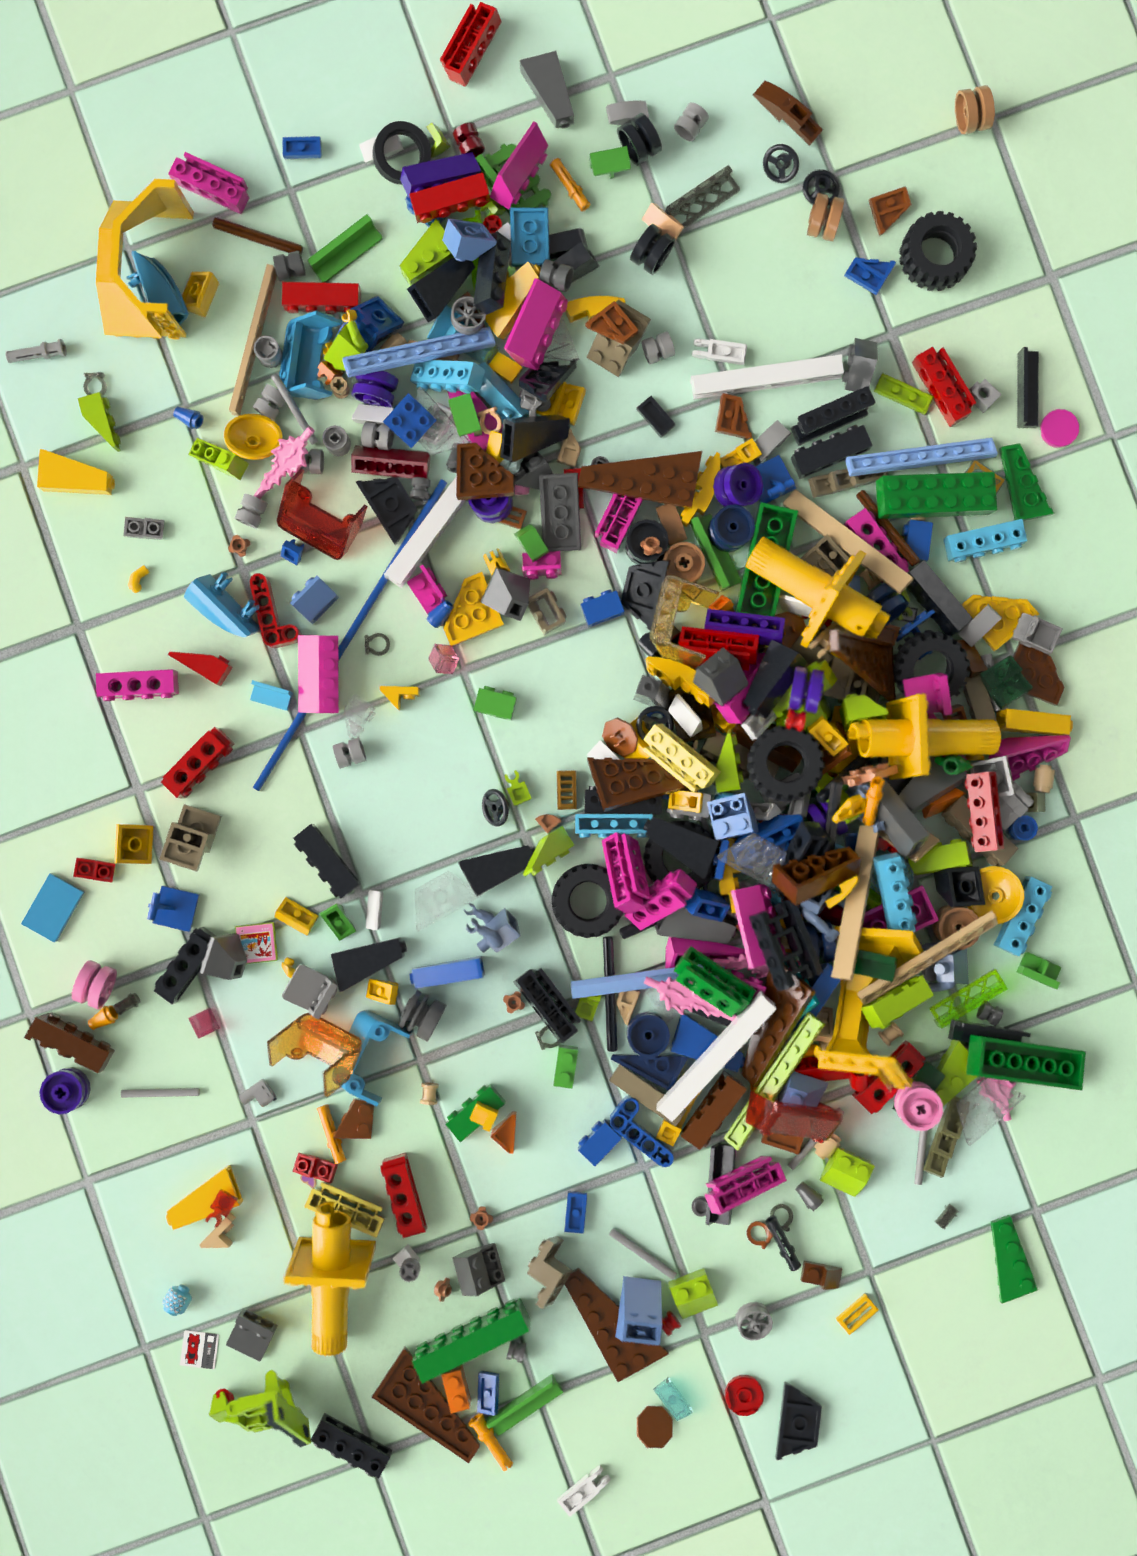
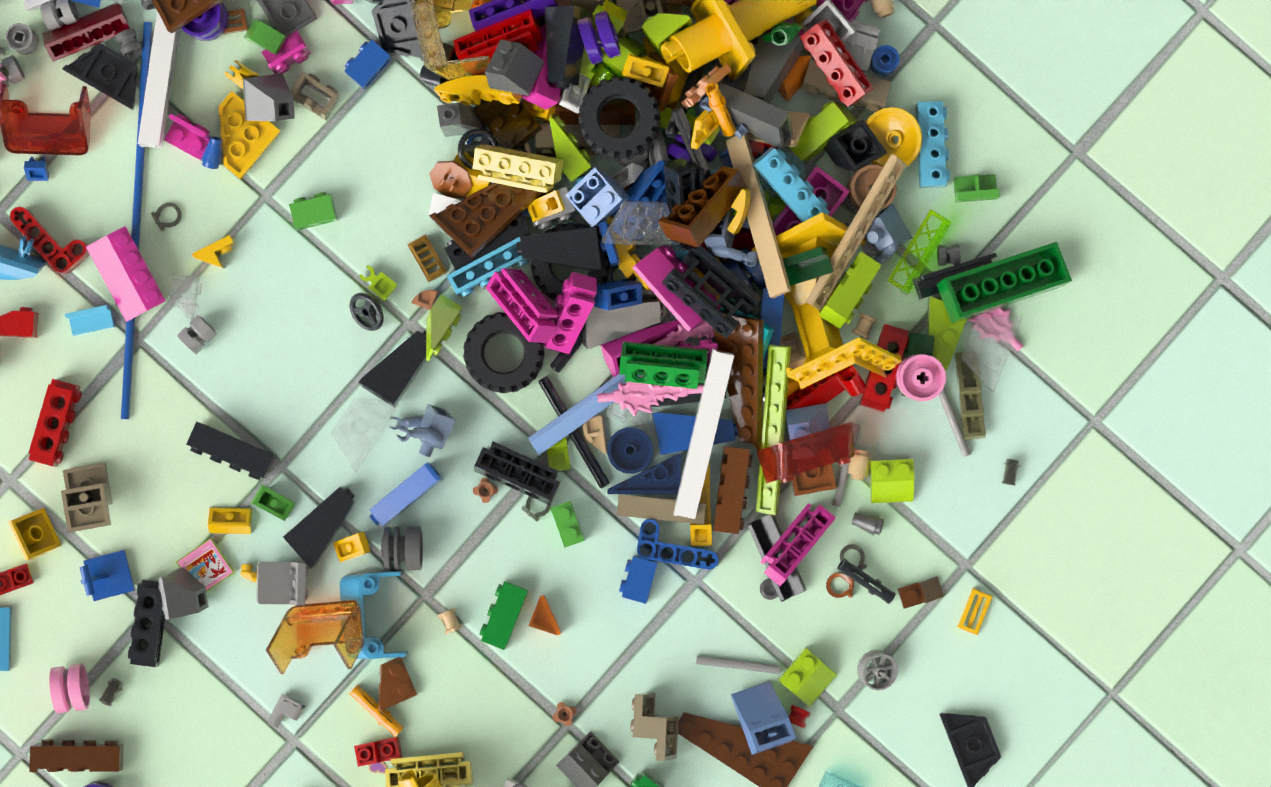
camera: 25 degrees left, 0 degrees up
(104, 1017) = (96, 716): light orange cone -> none
(160, 1092) = (189, 760): light grey bar -> none
(204, 1023) = (196, 670): clear pink panel -> none
(314, 599) = (83, 204): medium blue slope -> none
(374, 909) = (302, 473): white slope -> none
(400, 1165) = (505, 750): red brick -> none
(443, 659) = (239, 195): clear pink panel -> none
(484, 1115) = (512, 611): yellow panel -> none
(575, 1212) = (652, 659): blue plate -> none
(685, 716) = (502, 125): white slope -> none
(744, 1395) = (907, 747): red tile -> none
(795, 720) = (605, 71): red wheel -> none
(1012, 1266) = (1096, 483): green wing -> none
(1039, 802) = (888, 29): olive brick -> none

